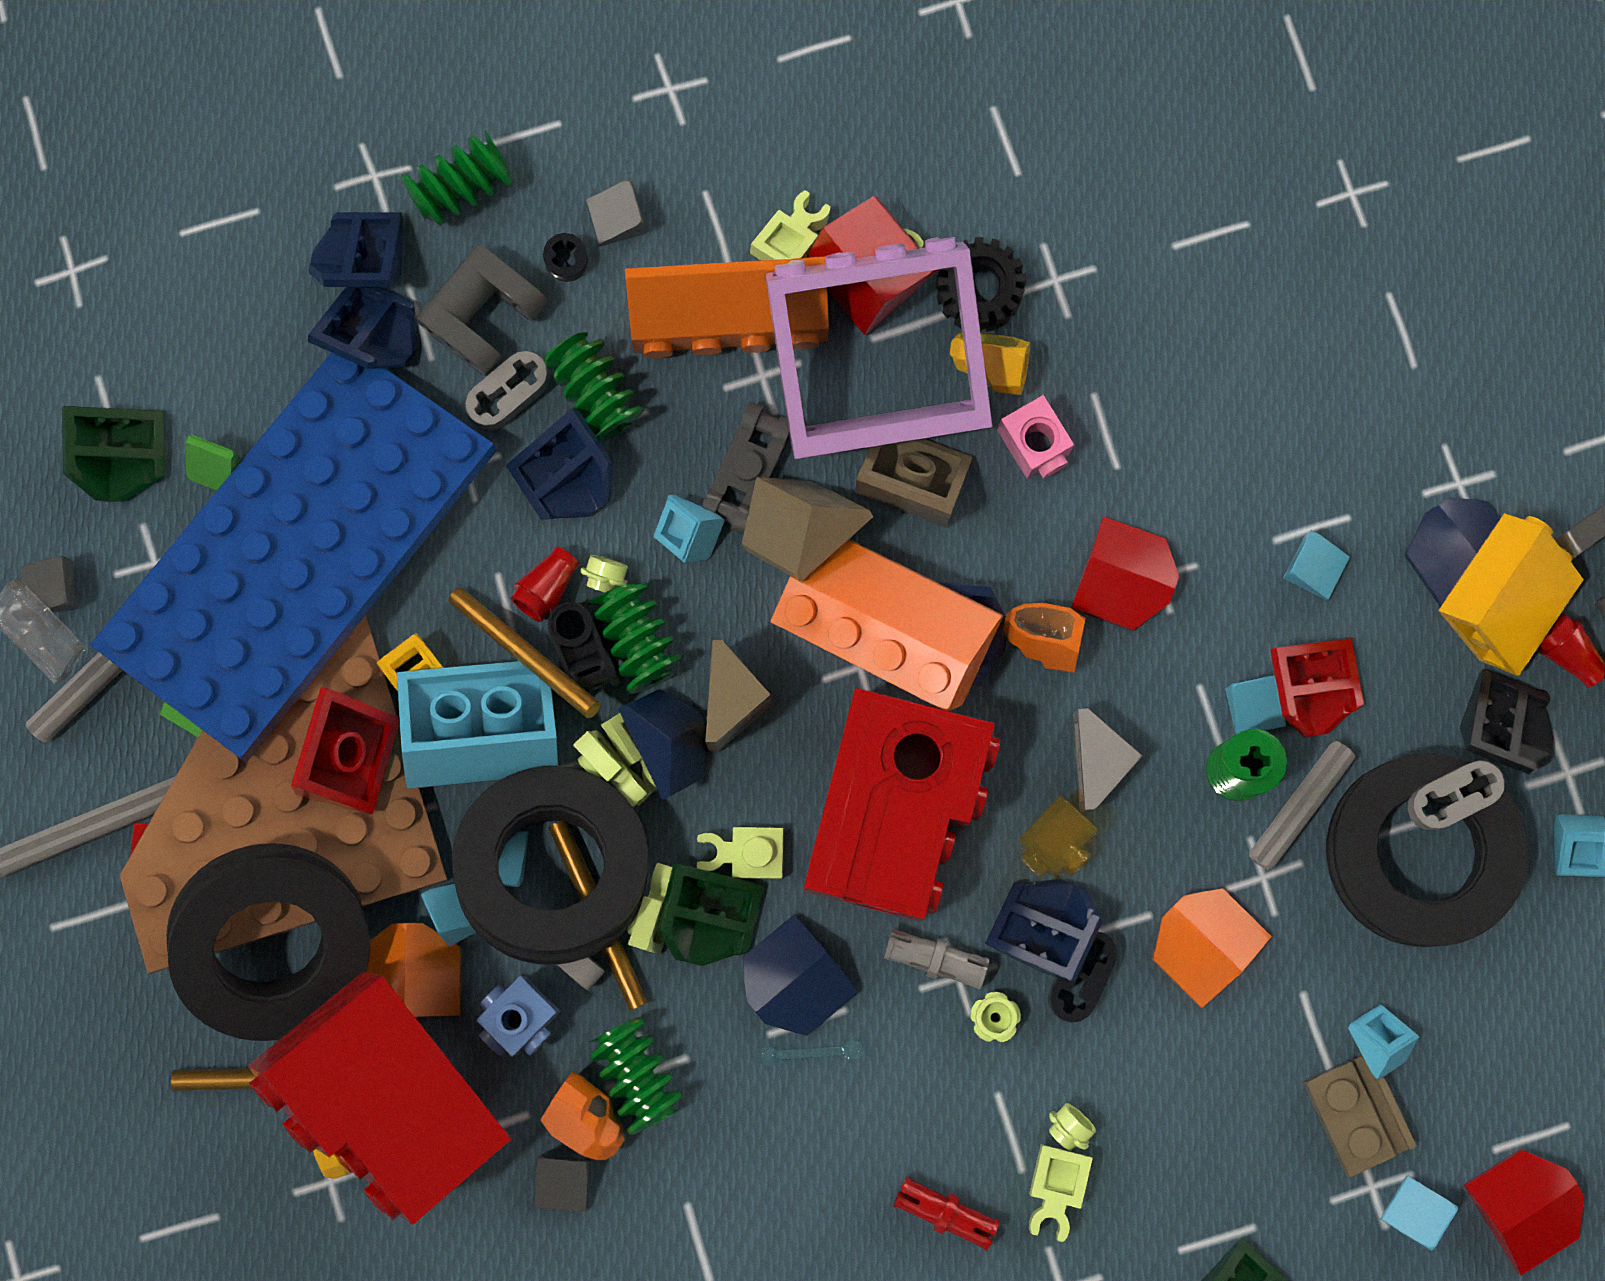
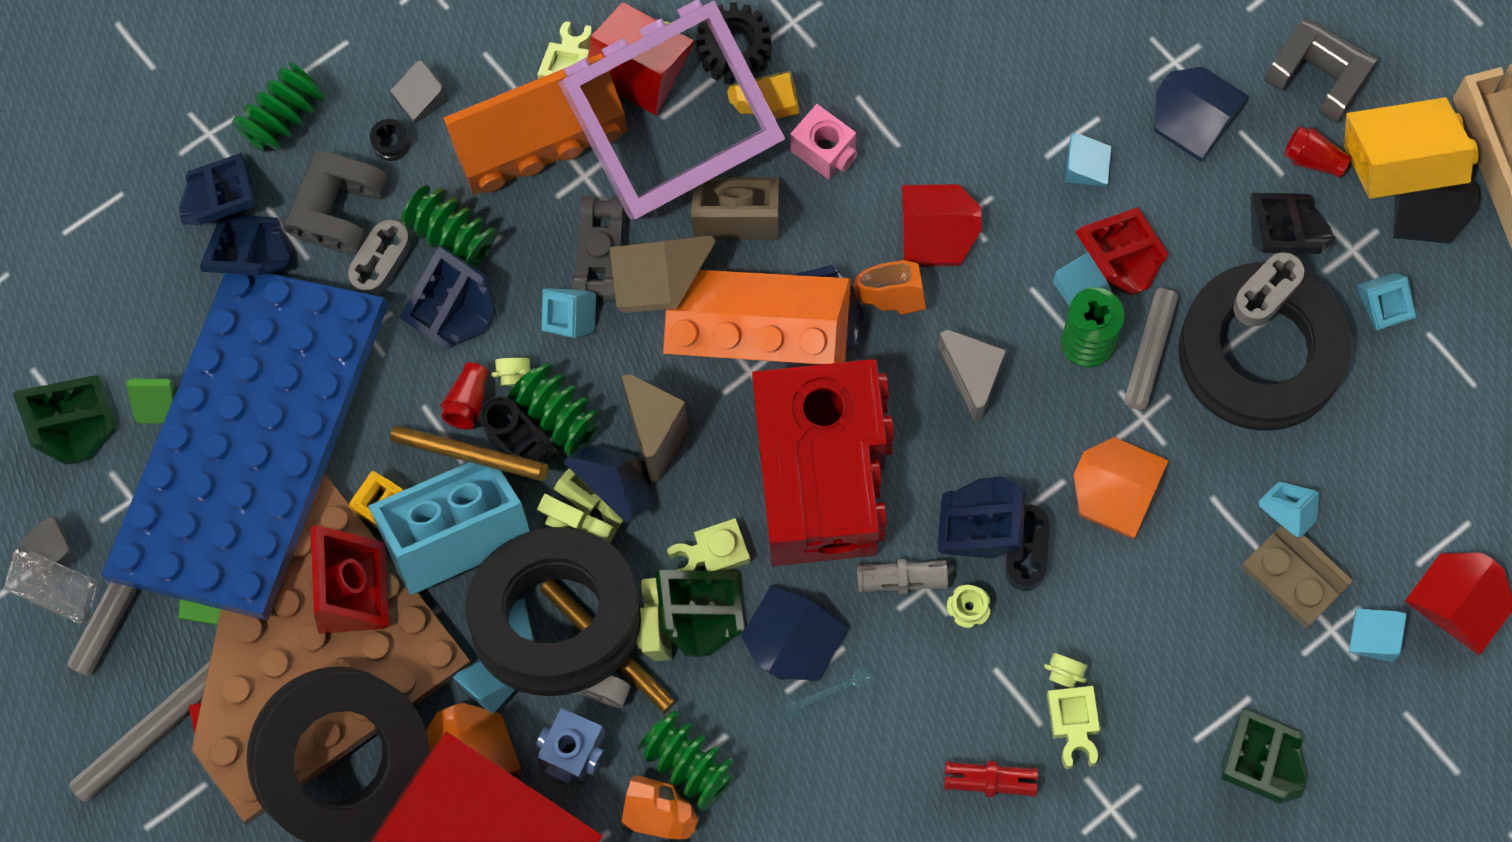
camera: 15 degrees left, 10 degrees down
(1058, 841) = (964, 444): clear yellow brick -> none
(1511, 593) = (1248, 122): yellow brick -> none

